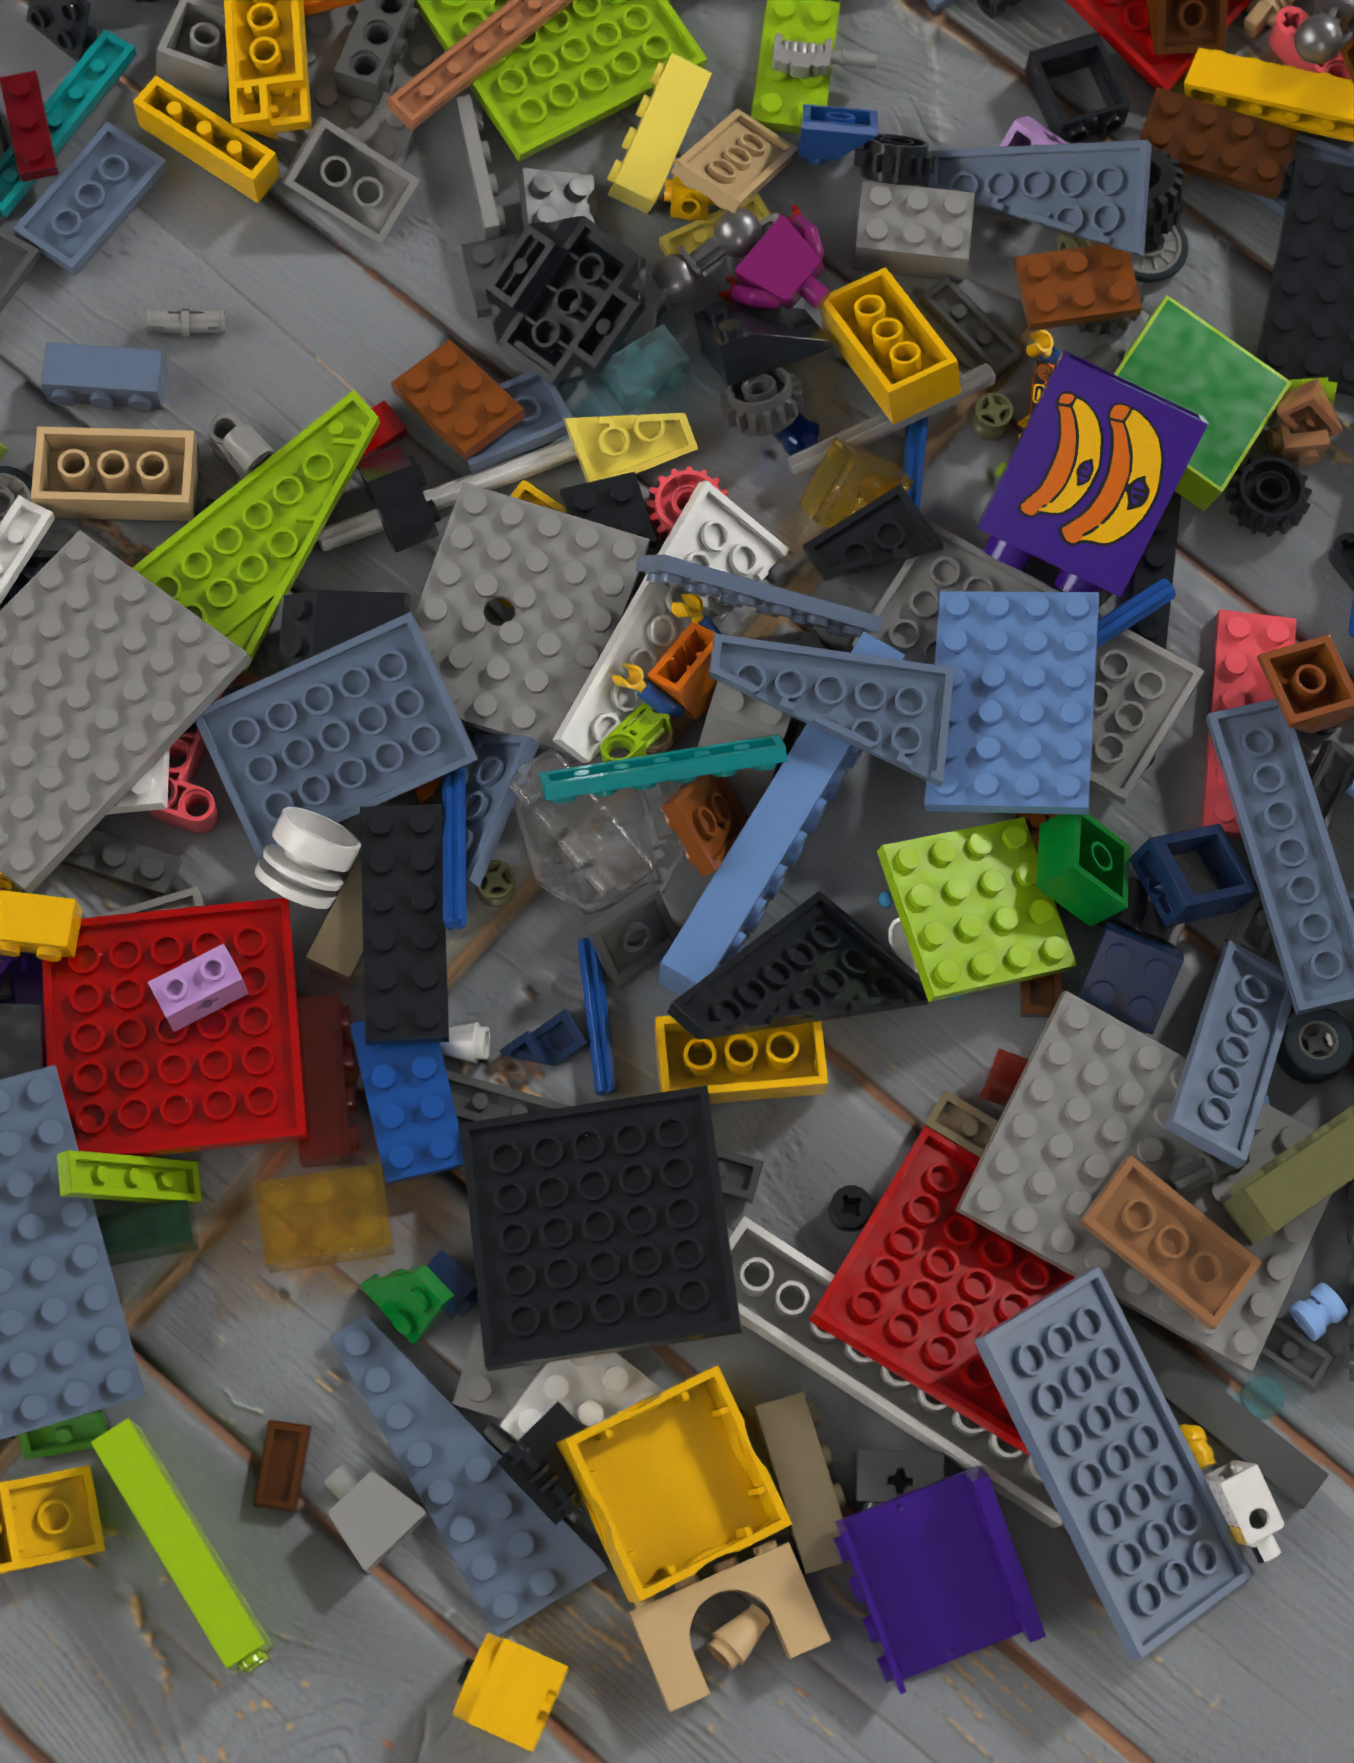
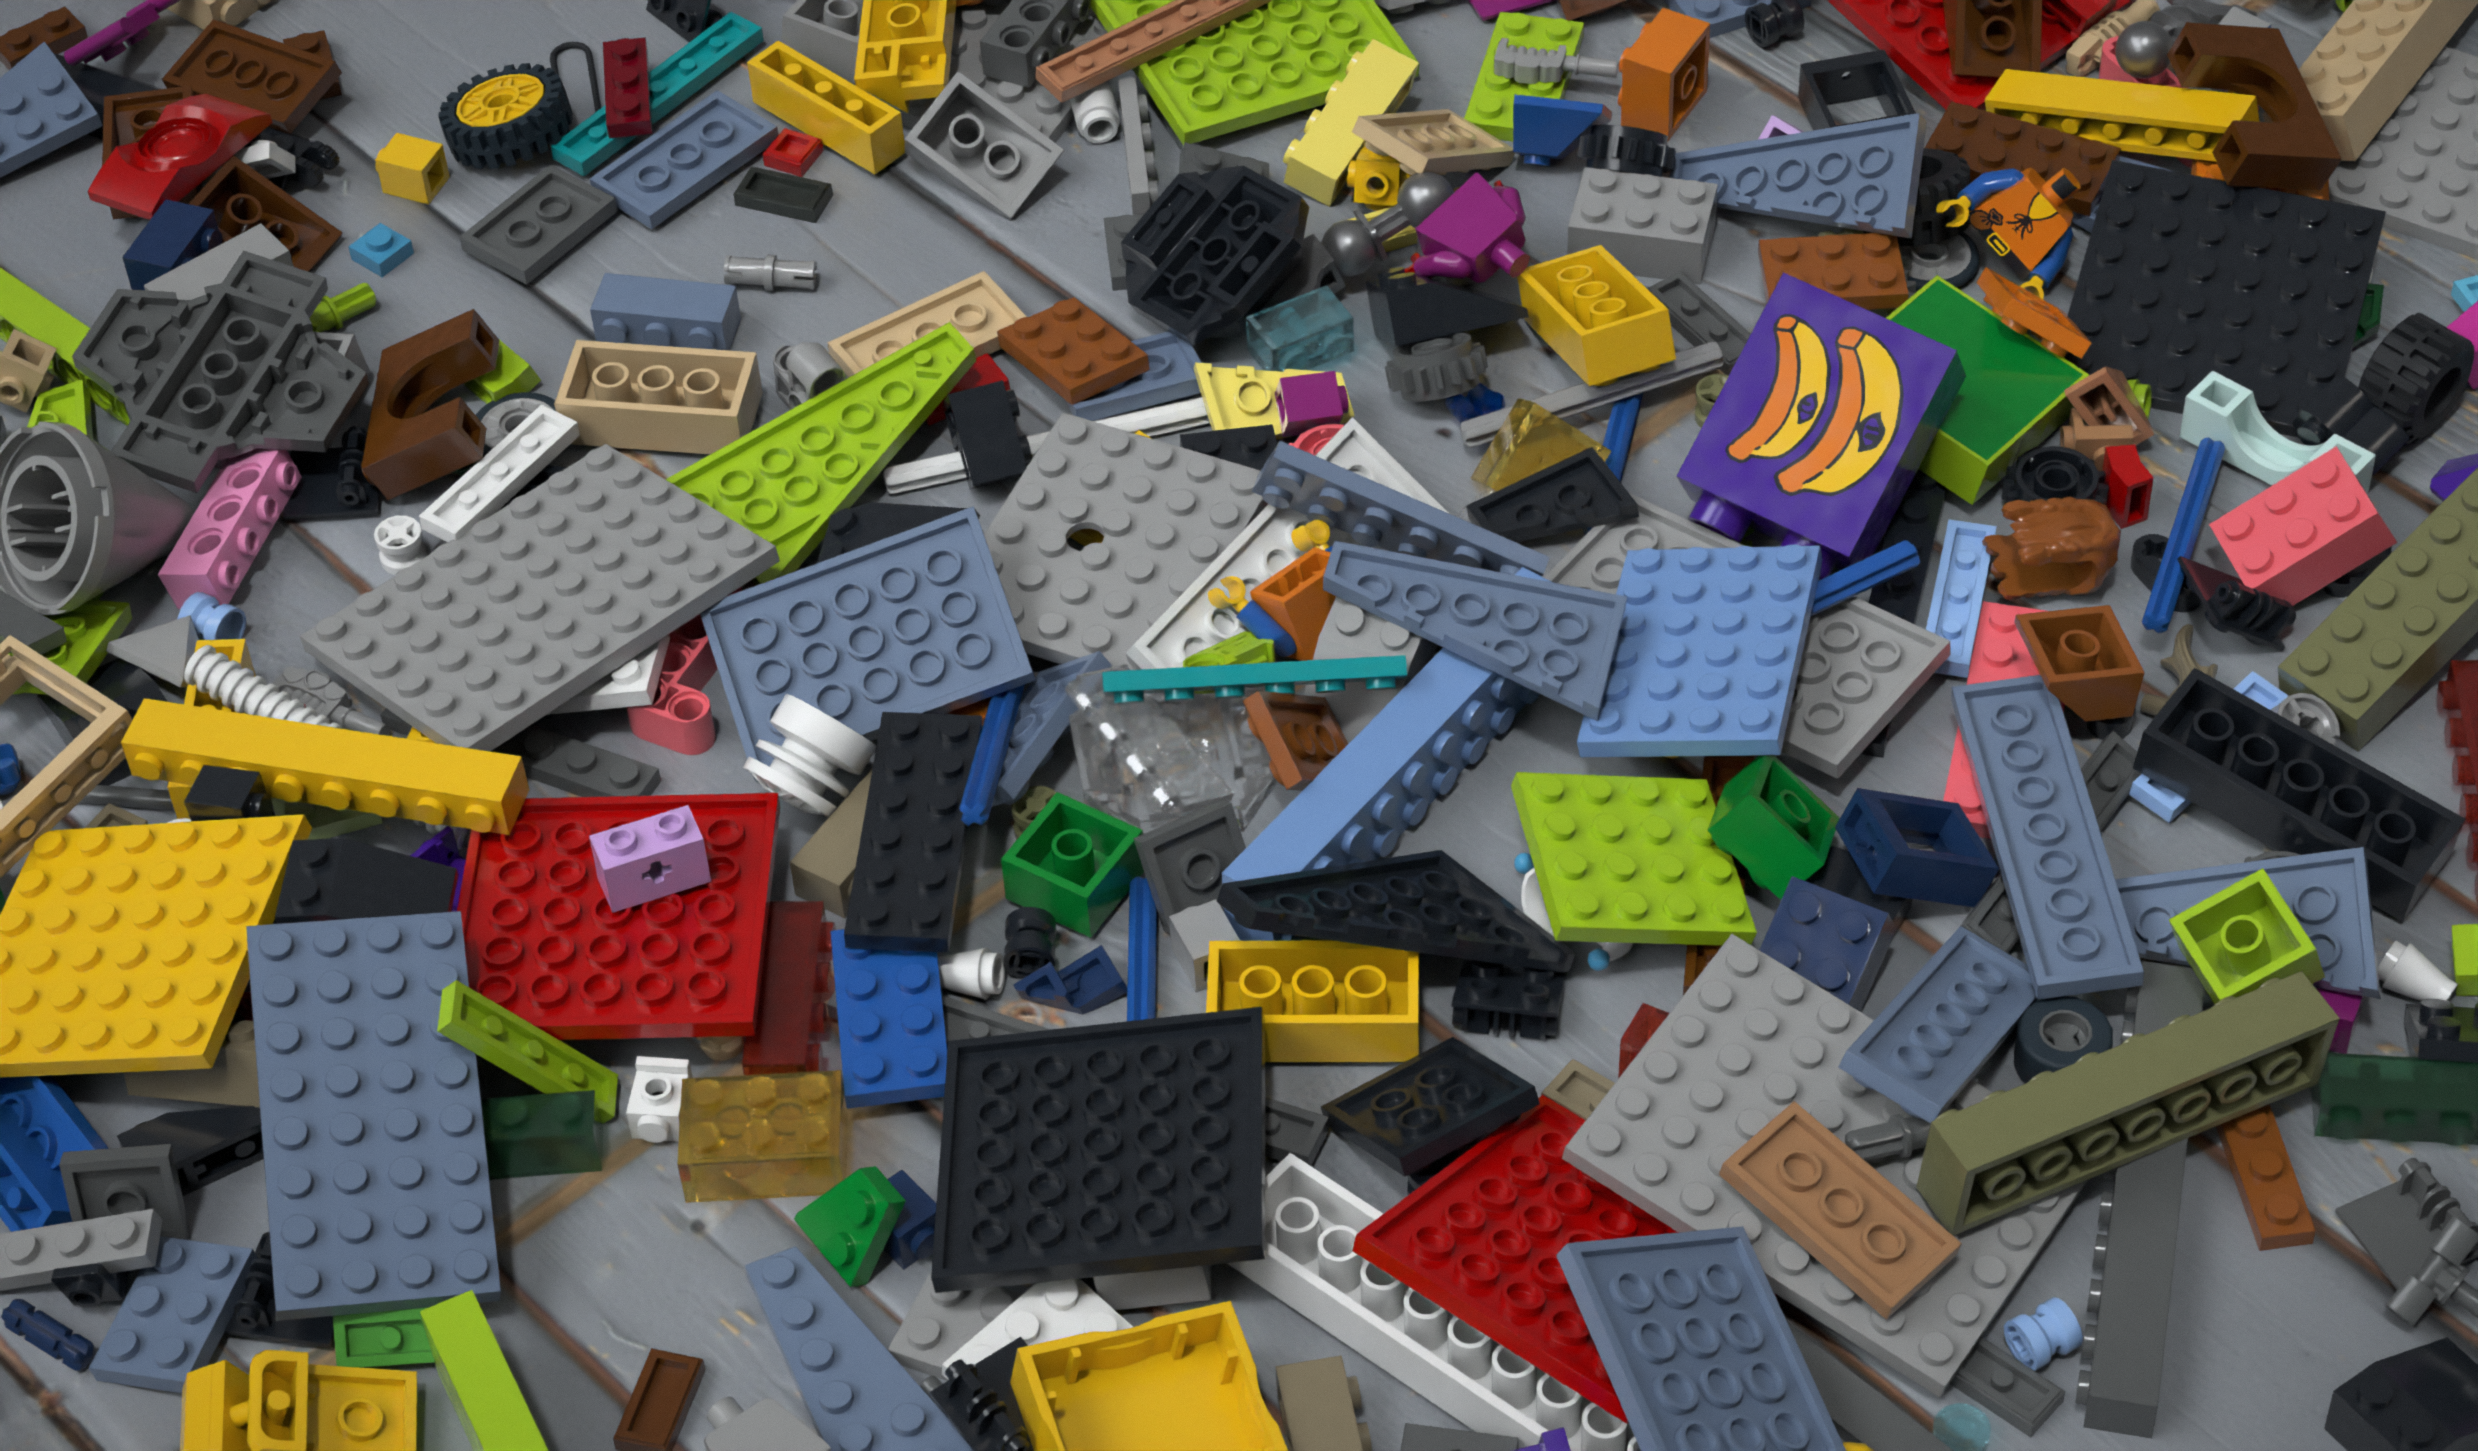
camera: 15 degrees right, 25 degrees down
(182, 229) = (783, 194): none -> pearl dark grey tile
(183, 181) = (793, 152): none -> red tile
(229, 1171) = (656, 1098): none -> white brick
(357, 360) = (972, 306): none -> tan plate
(441, 131) = (1096, 114): none -> white brick
(507, 1010) = (1030, 940): none -> black wheel
(533, 936) = (1072, 864): none -> green brick
(644, 998) = (1191, 936): none -> light grey brick
(664, 450) = (1309, 402): none -> magenta brick
(842, 1151) = (1430, 1106): none -> black plate
(890, 1033) = (1507, 989): none -> black hinge
(916, 67) = (1664, 72): none -> orange brick
(1201, 601) = (1960, 592): none -> light blue plate
(1227, 223) = (2021, 220): none -> torso
(1243, 323) = (2026, 311): none -> orange plate
(1276, 563) = (2054, 548): none -> dark orange piece
(1326, 485) = (2128, 485): none -> red piece

